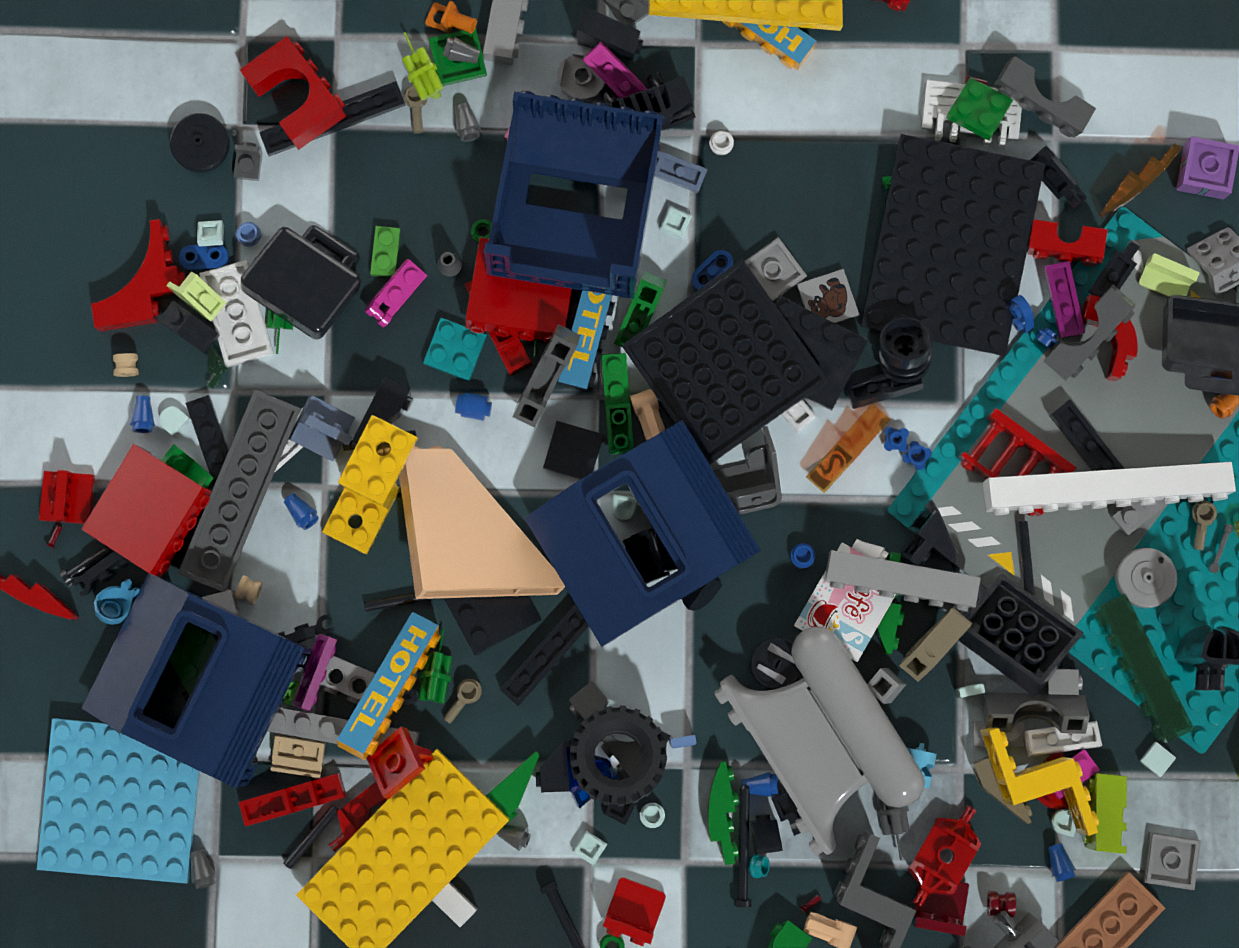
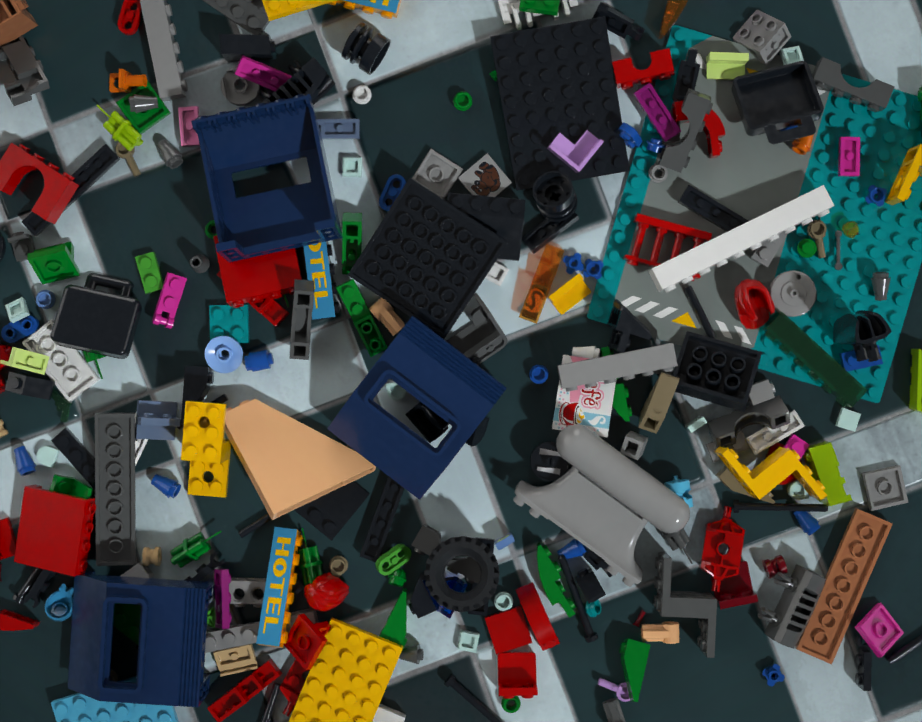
camera: 15 degrees left, 5 degrees up
(278, 196) = (54, 263): none -> green bracket
(298, 601) = (190, 549): none -> green piece
(422, 383) = (220, 362): none -> light blue dish
(442, 716) = (326, 592): none -> red hair
(501, 105) = (187, 133): none -> bright pink plate
(534, 734) = (397, 578): none -> green plate
(537, 709) = (393, 559): none -> bright green plate
(573, 450) = (344, 364): black tile -> none
(644, 853) = (508, 629): none -> red tile
(687, 850) = (537, 616): none -> red arch
(751, 94) = (363, 47): none -> black wheel
(838, 197) = (462, 101): none -> green plate
(877, 474) = (569, 294): none -> yellow panel
(950, 311) = (575, 155): none -> lavender panel
(1032, 831) = (778, 507): none -> black bar
(1046, 372) = (664, 173): none -> light grey plate
(1094, 571) = (753, 303): none -> red hair
(1183, 530) = (806, 248): none -> green plate
(1185, 690) = (850, 363): none -> blue plate

